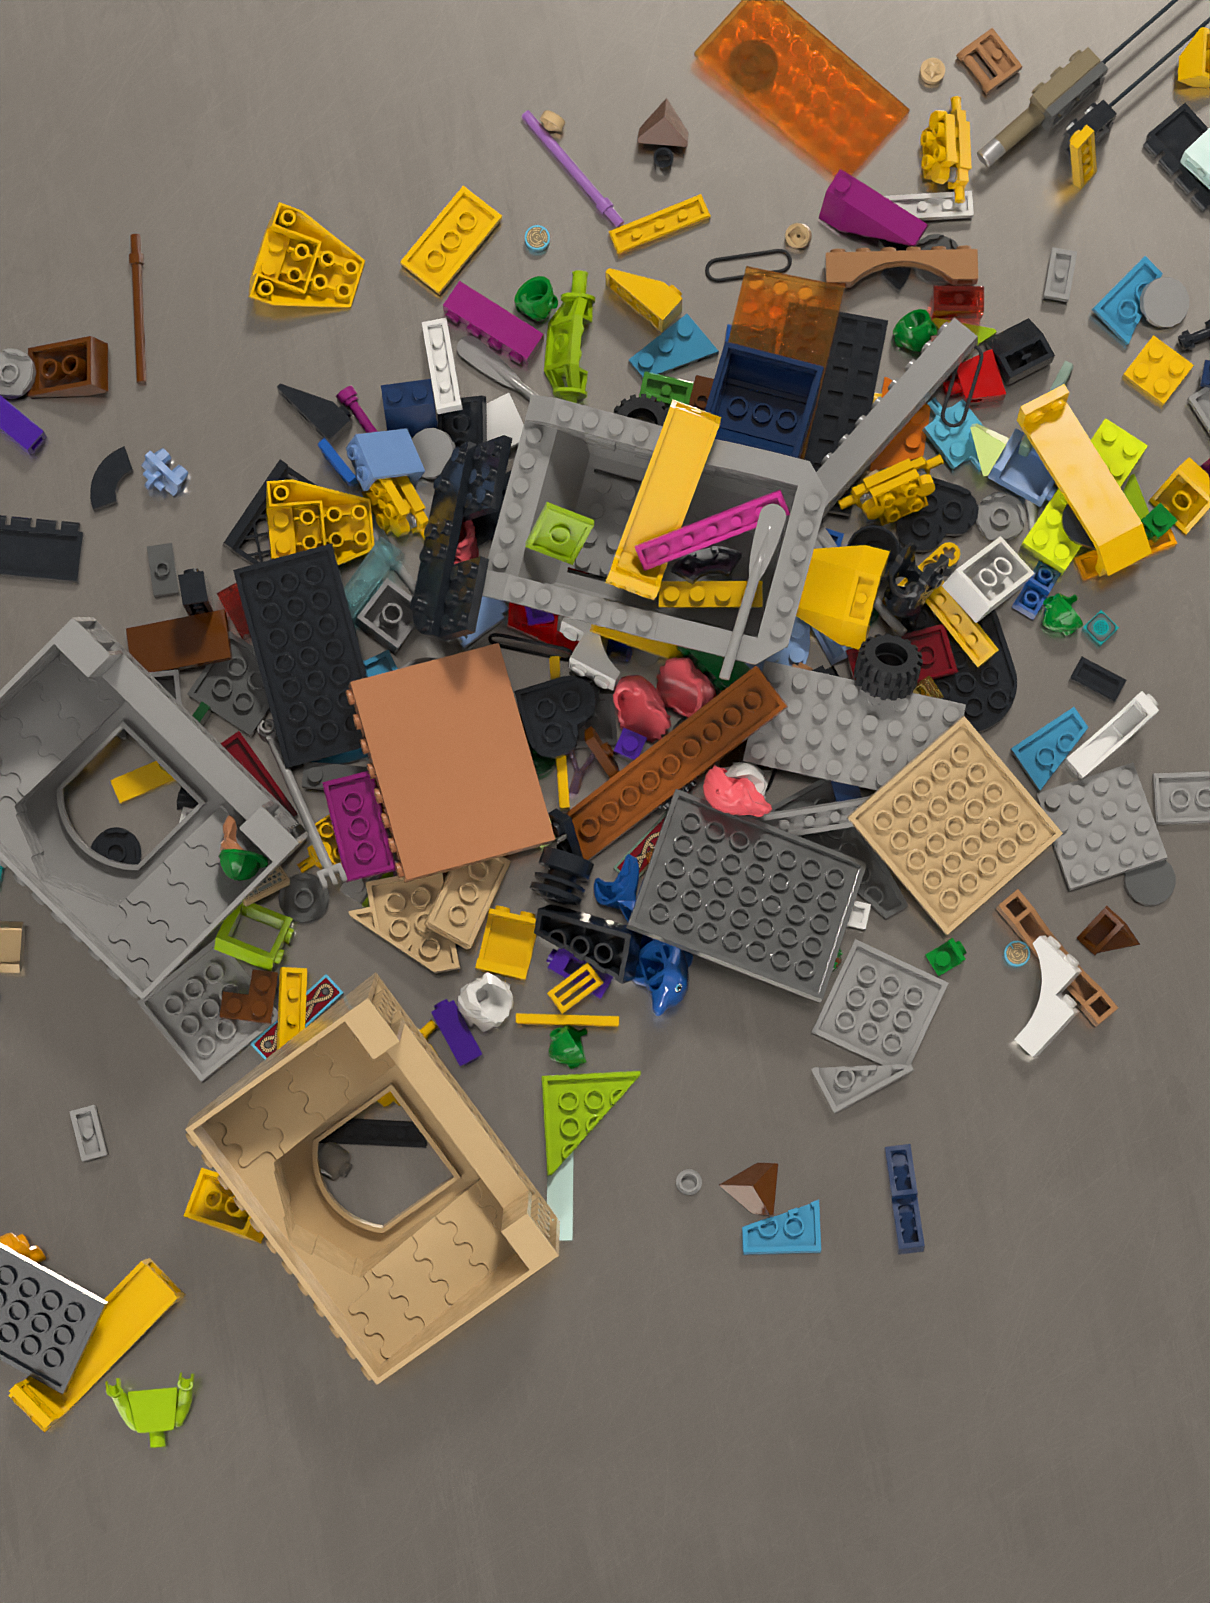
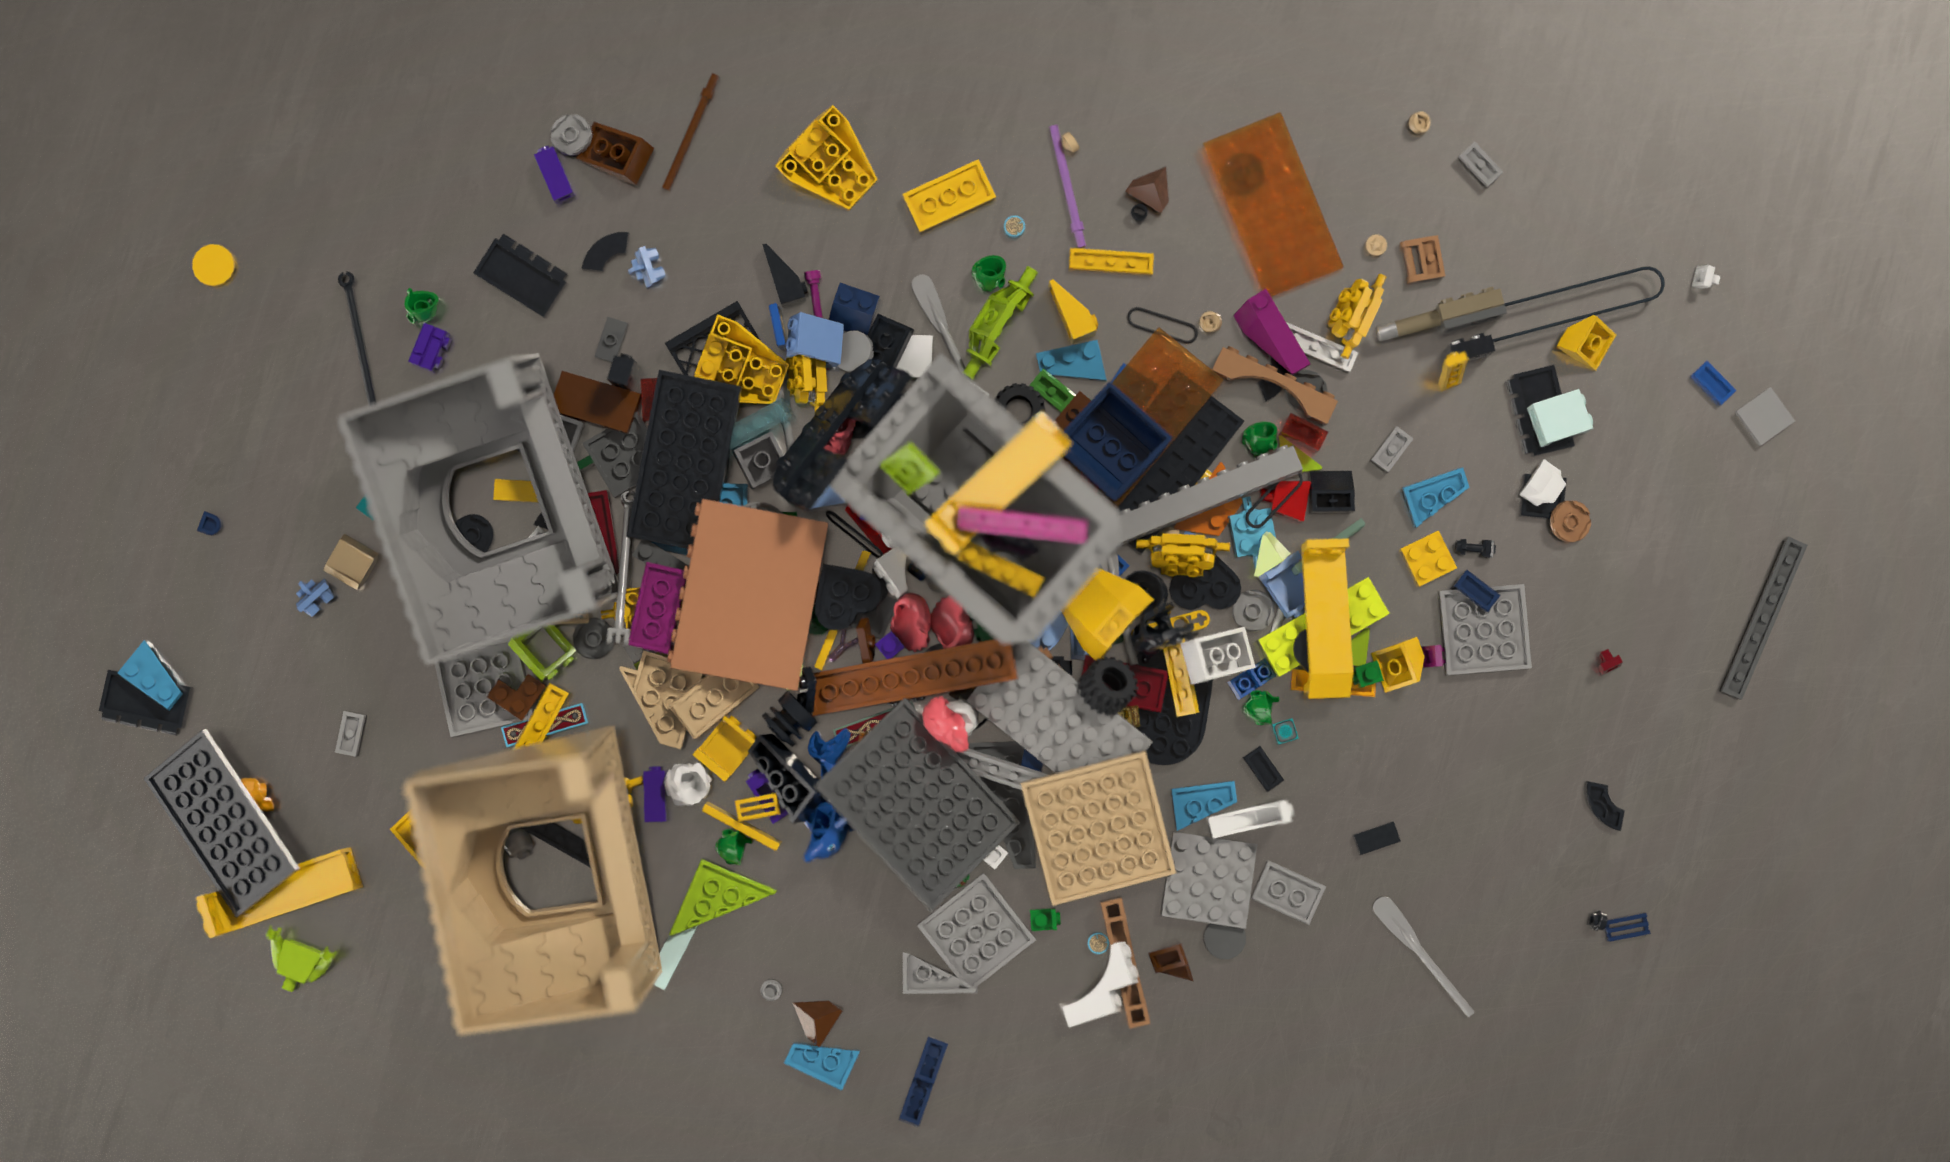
camera: 25 degrees right, 5 degrees up
(236, 861) = (550, 589): green piece -> none
(442, 365) = (893, 289): white plate -> none
(492, 322) = (948, 275): magenta brick -> none
(764, 544) = (1055, 555): light grey piece -> none
(1164, 302) = (1459, 509): light grey tile -> none

